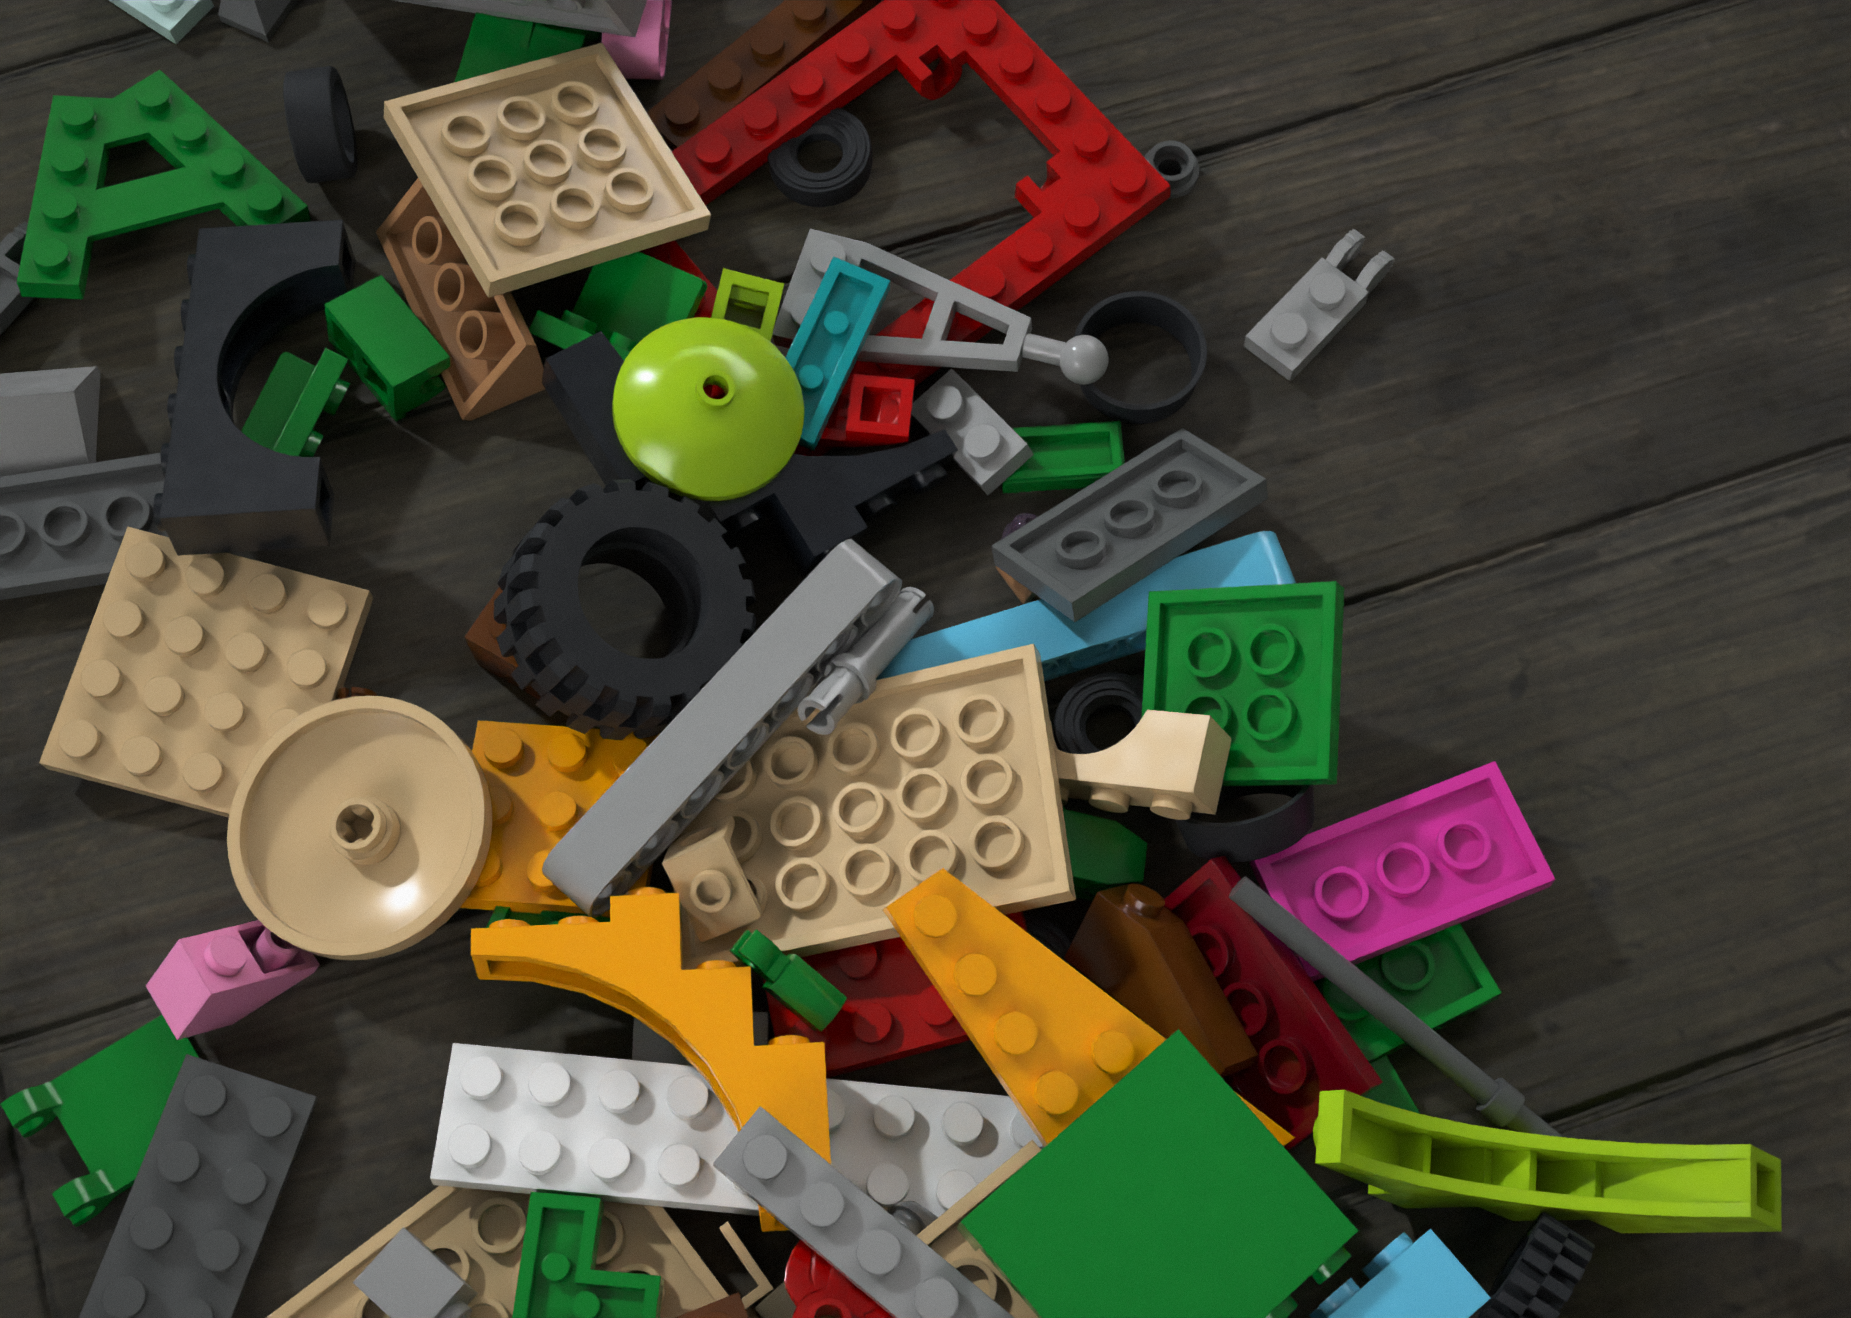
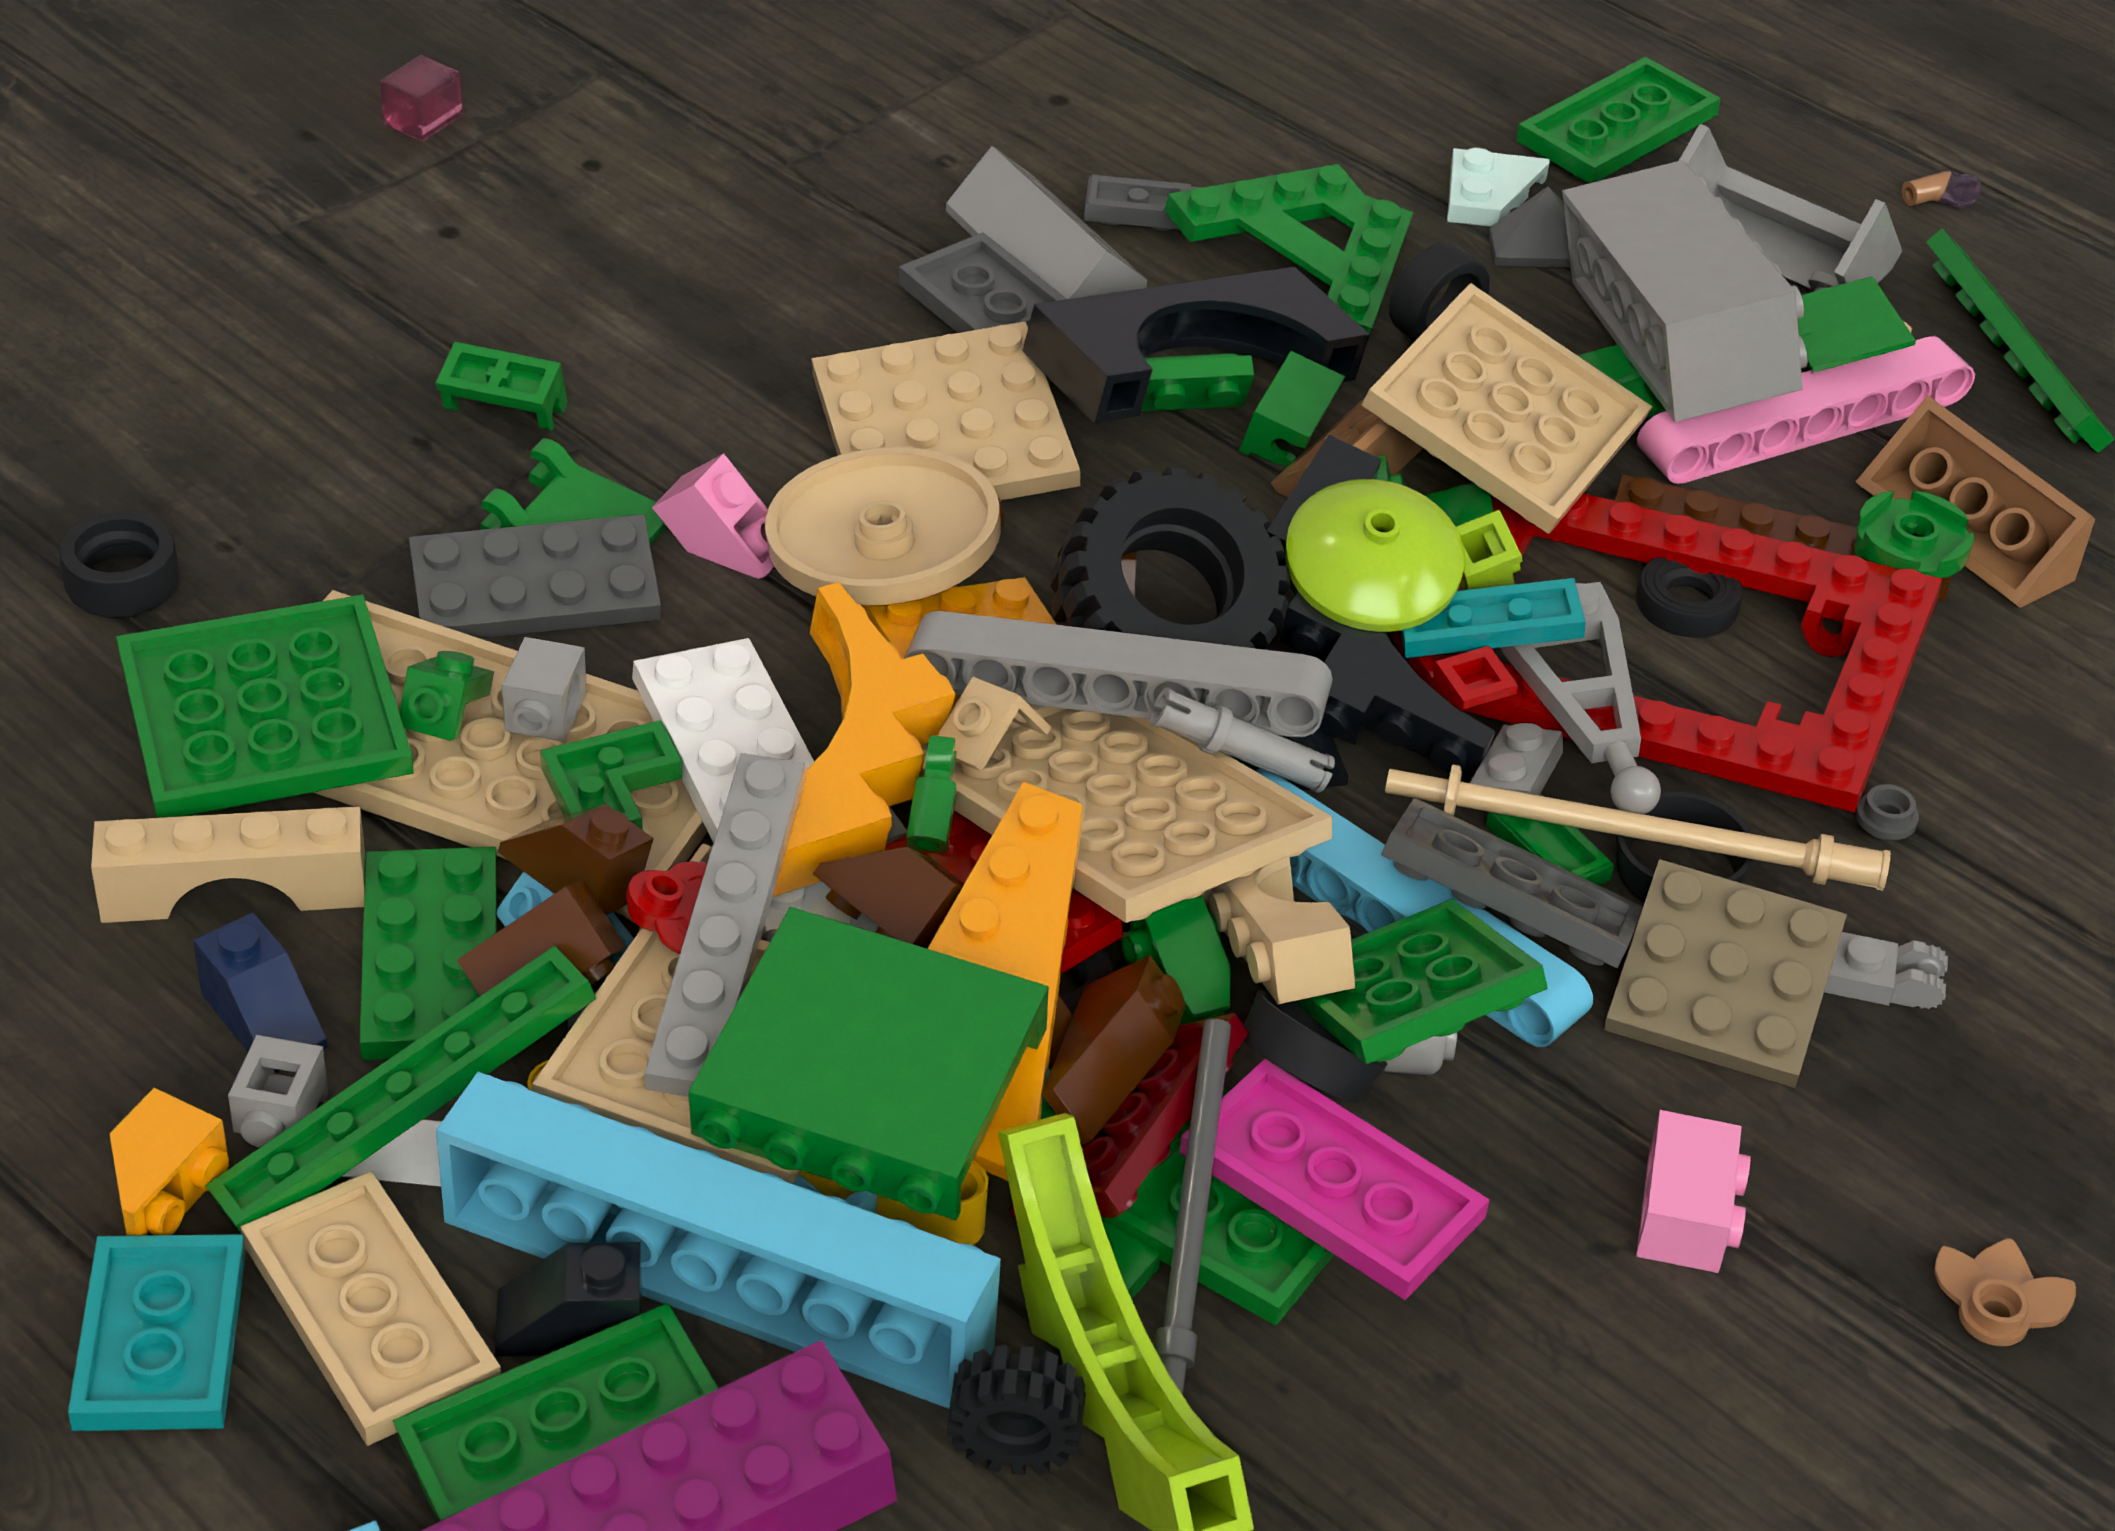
camera: 55 degrees right, 25 degrees down
(910, 1082) = (894, 889): none -> reddish brown slope
(1226, 261) = (1817, 858): none -> tan bar
(1299, 409) = (1726, 973): none -> dark tan plate
(1516, 586) = (1692, 1191): none -> bright pink brick
(1697, 413) = (1999, 1293): none -> medium nougat plate

